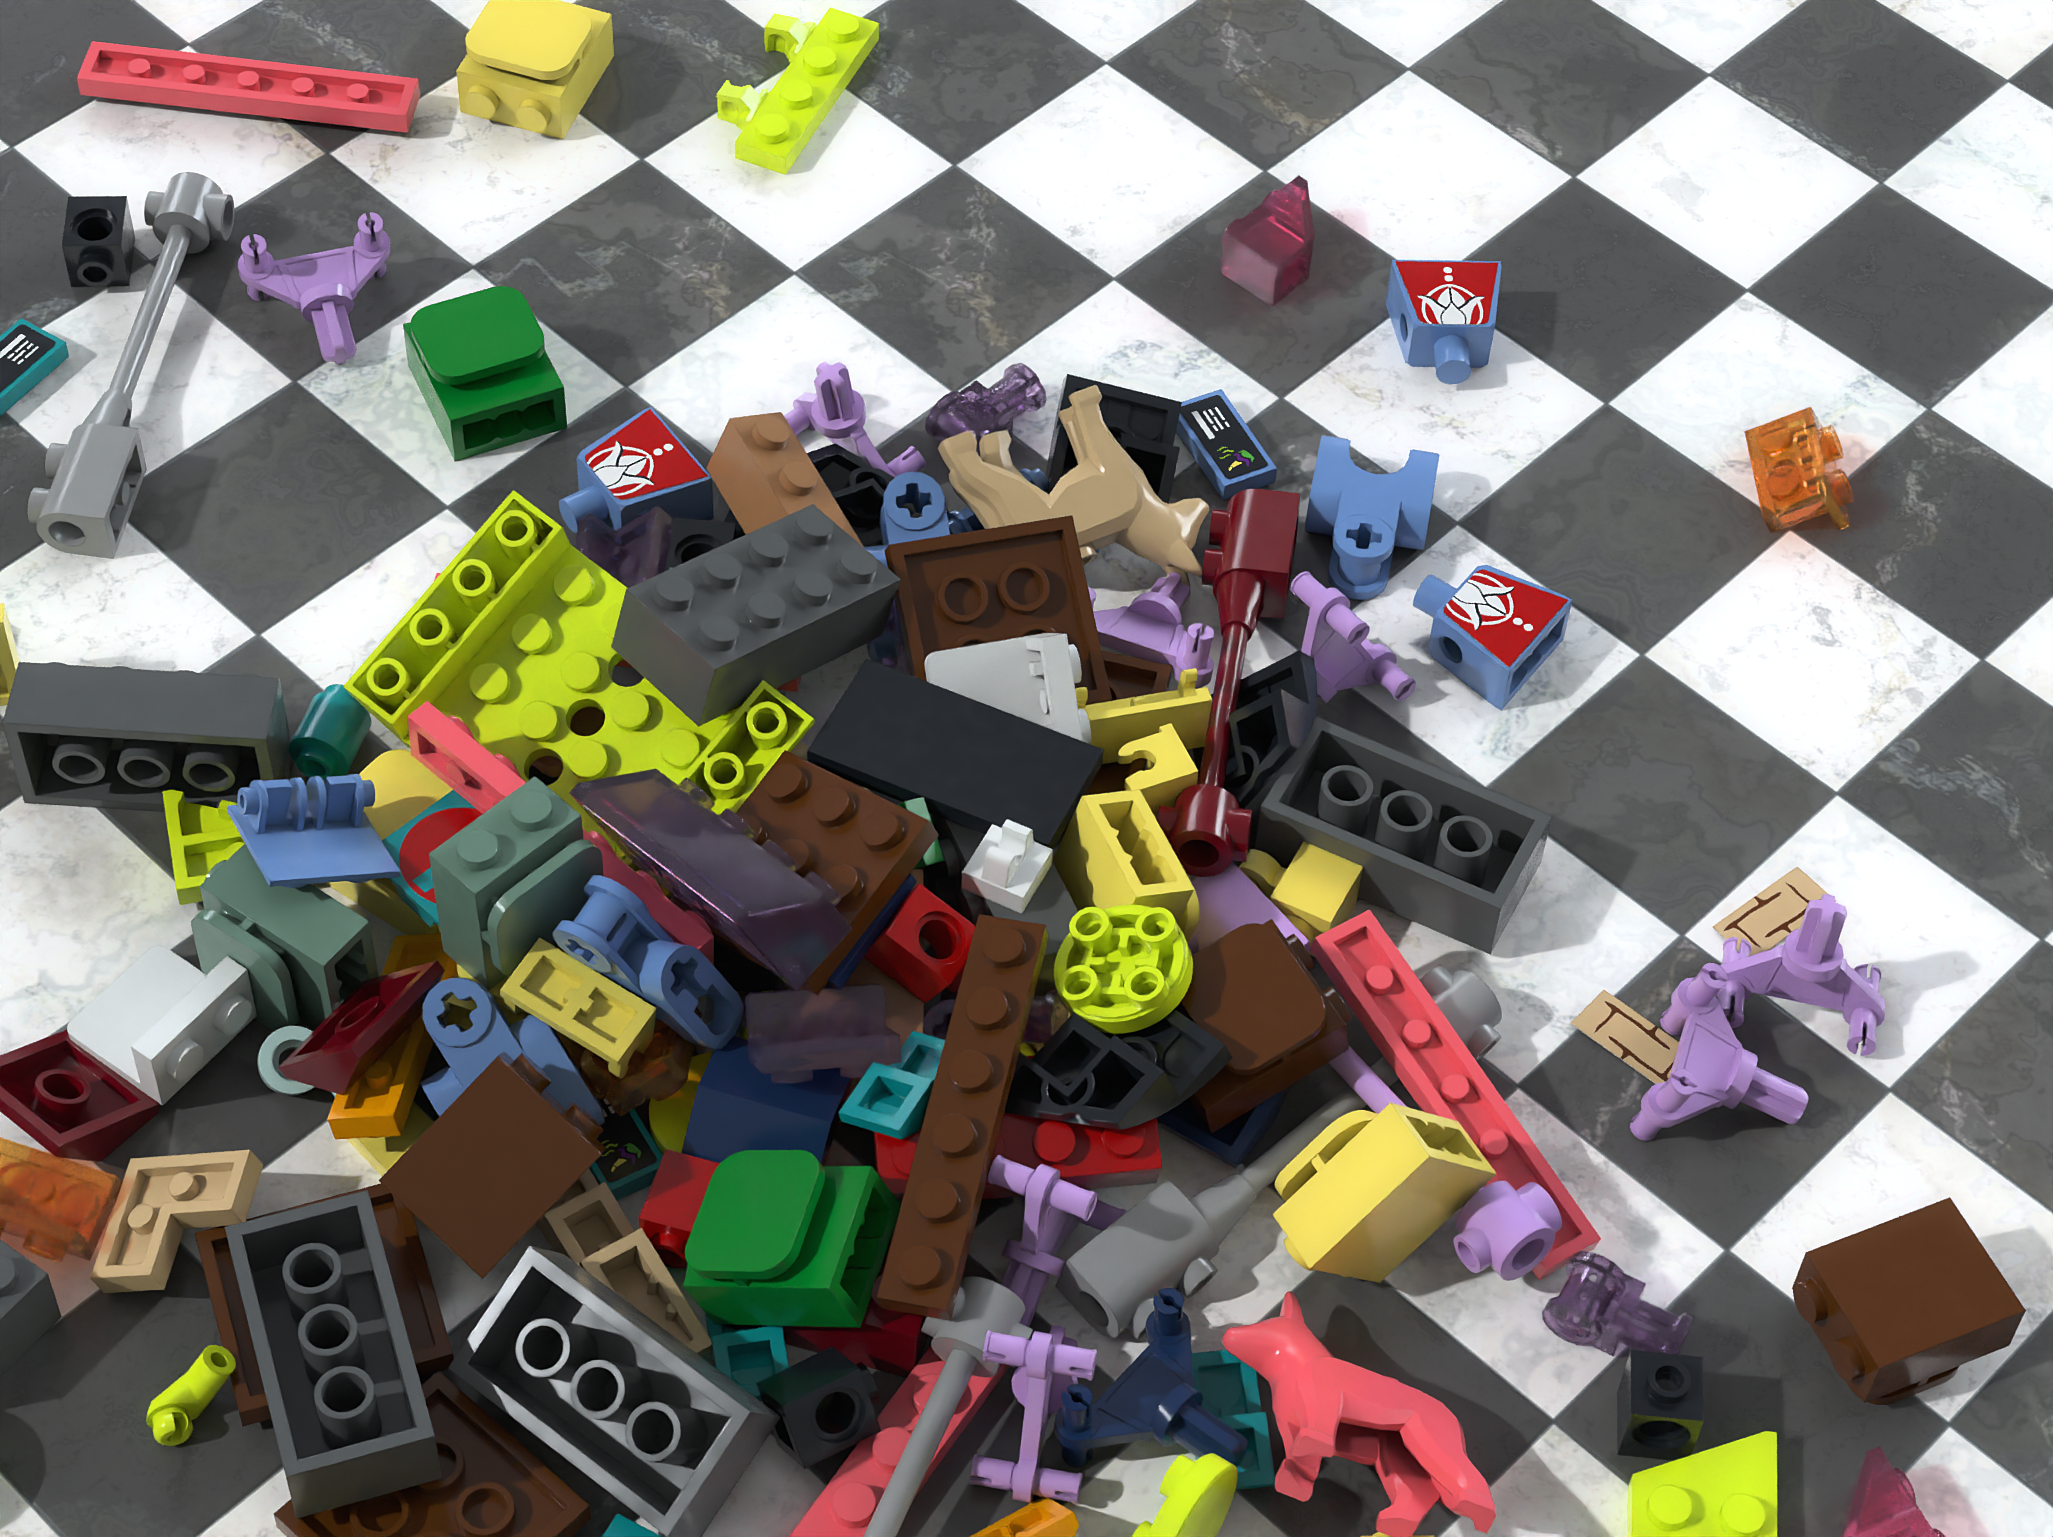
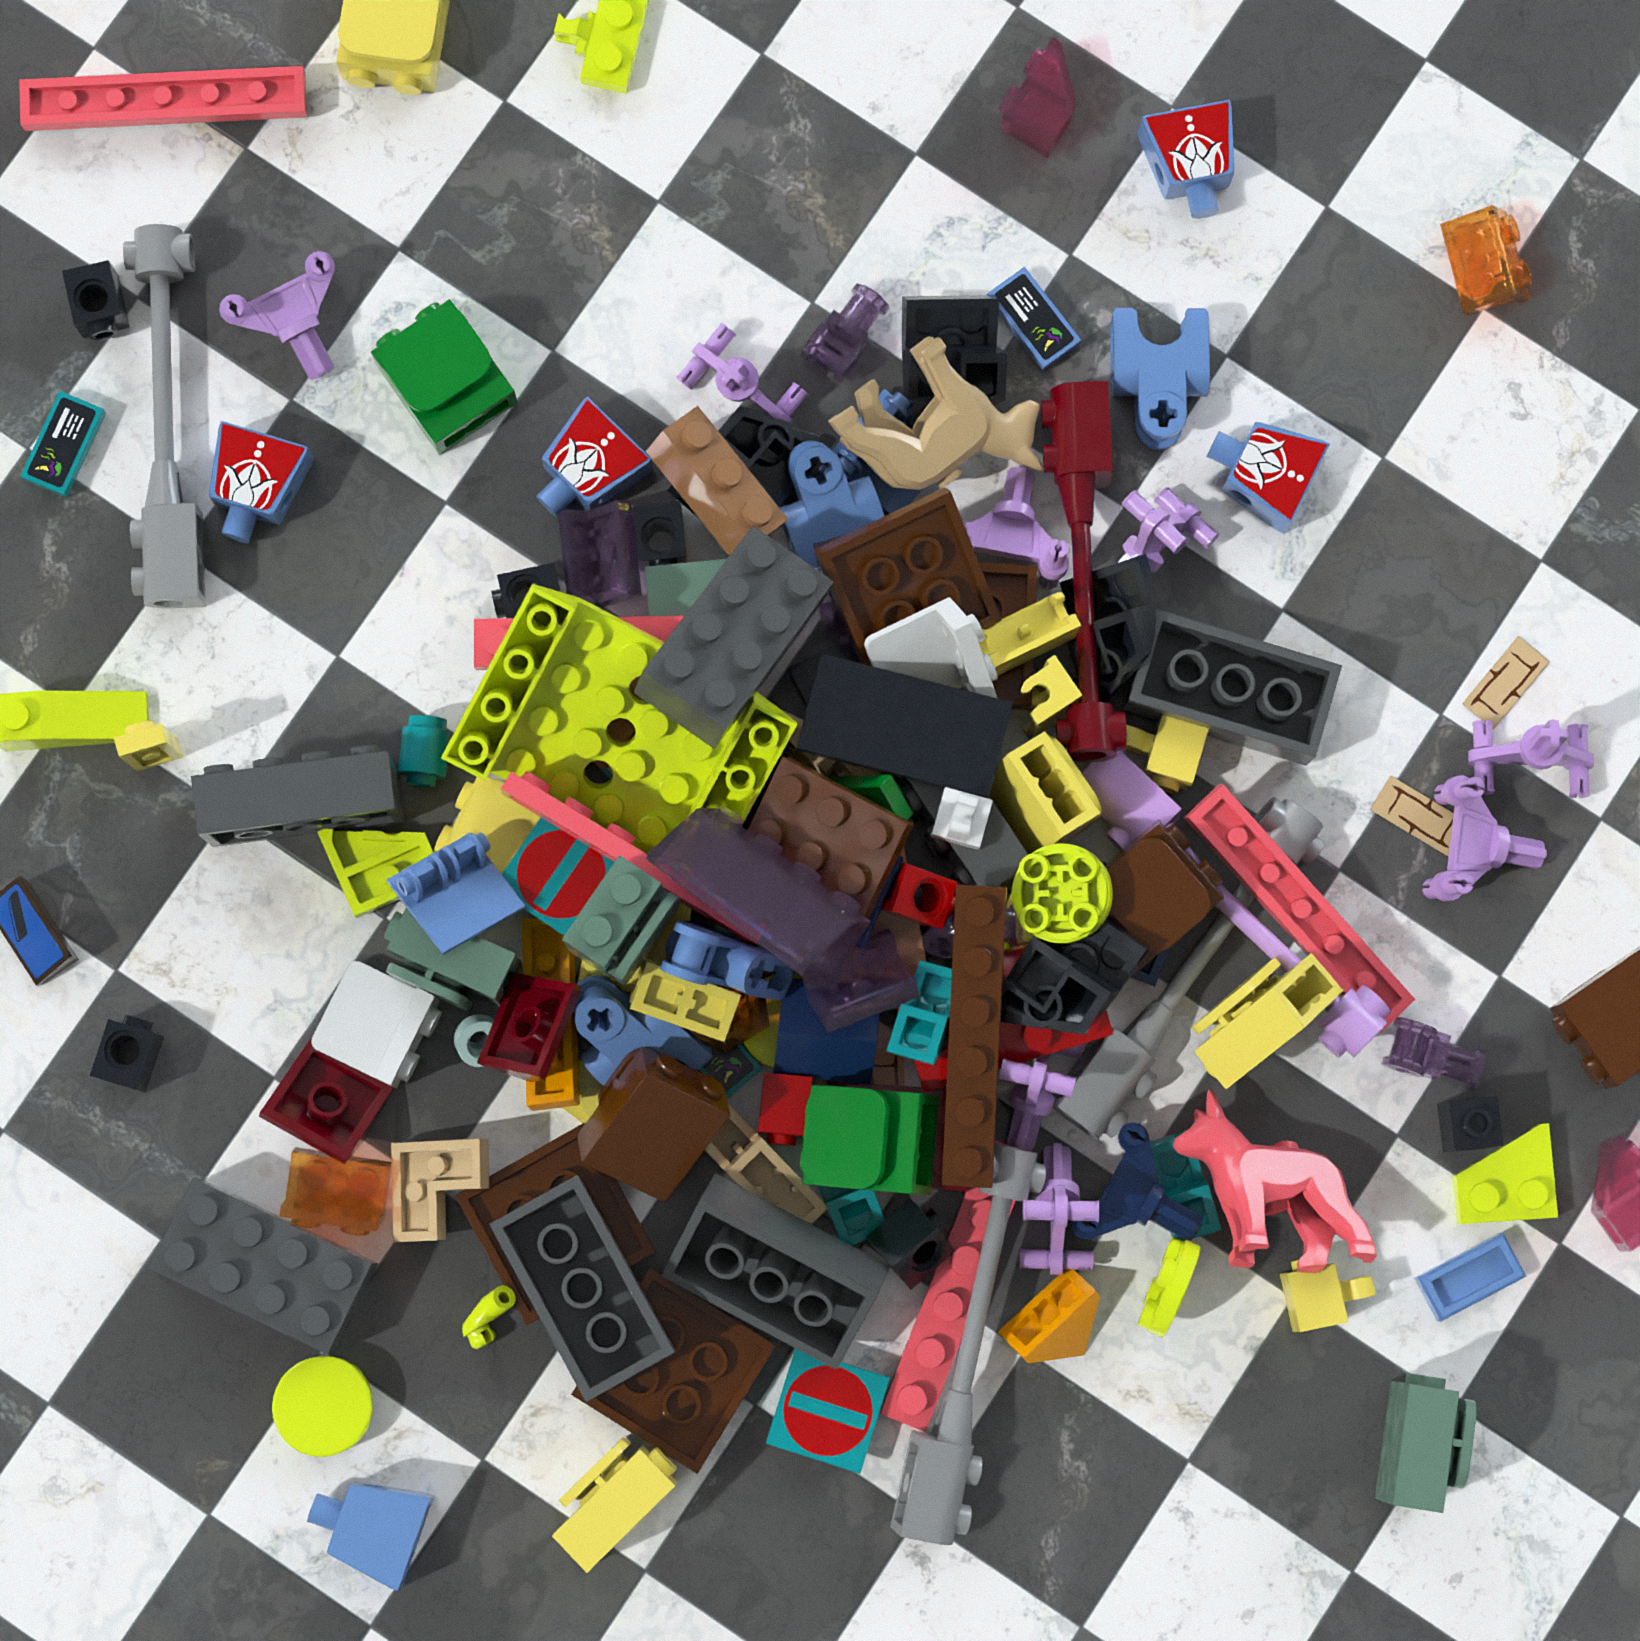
camera: 15 degrees left, 30 degrees up
(224, 431) = (255, 478): none -> torso

